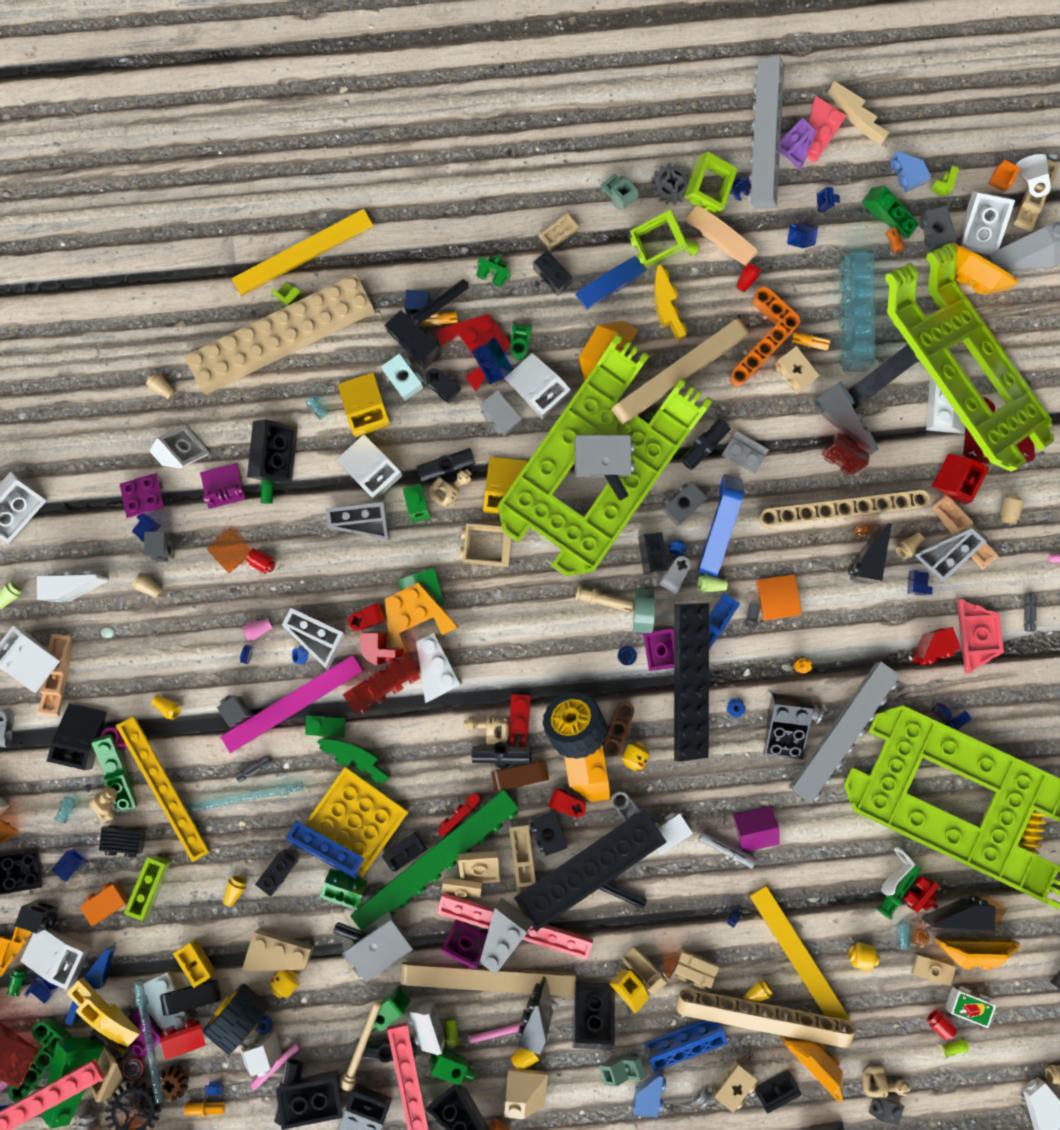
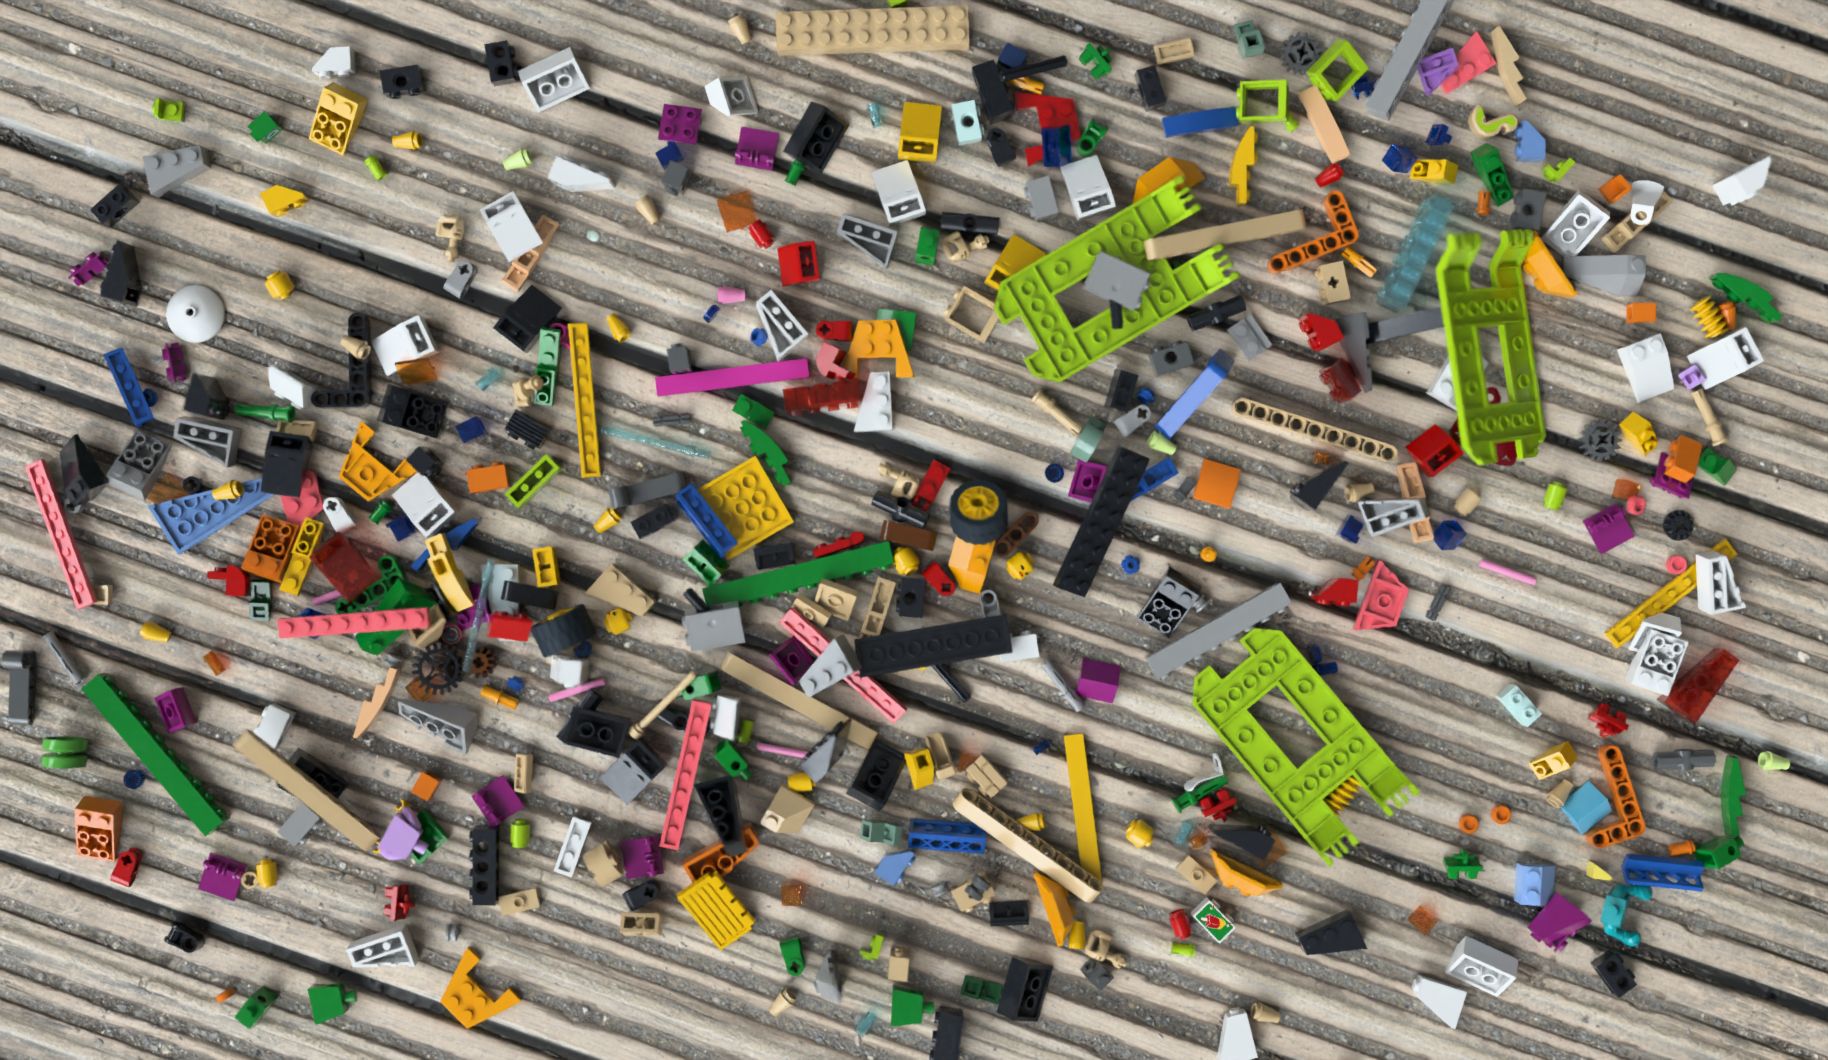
camera: 25 degrees right, 5 degrees up
(257, 847) = (646, 491): none -> dark grey beam
(307, 572) = (798, 263): none -> red slope
(528, 800) = (905, 561): none -> yellow head
(738, 1083) = (978, 883): none -> dark grey wheel
(807, 418) = (1320, 331): none -> red slope
(838, 232) = (1434, 171): none -> yellow slope
(852, 1083) = (1077, 936): none -> yellow cone
(865, 176) = (1489, 129): none -> tan animal
(947, 614) = (1362, 569): none -> orange pin
(1010, 547) = (1449, 535): none -> clear blue panel

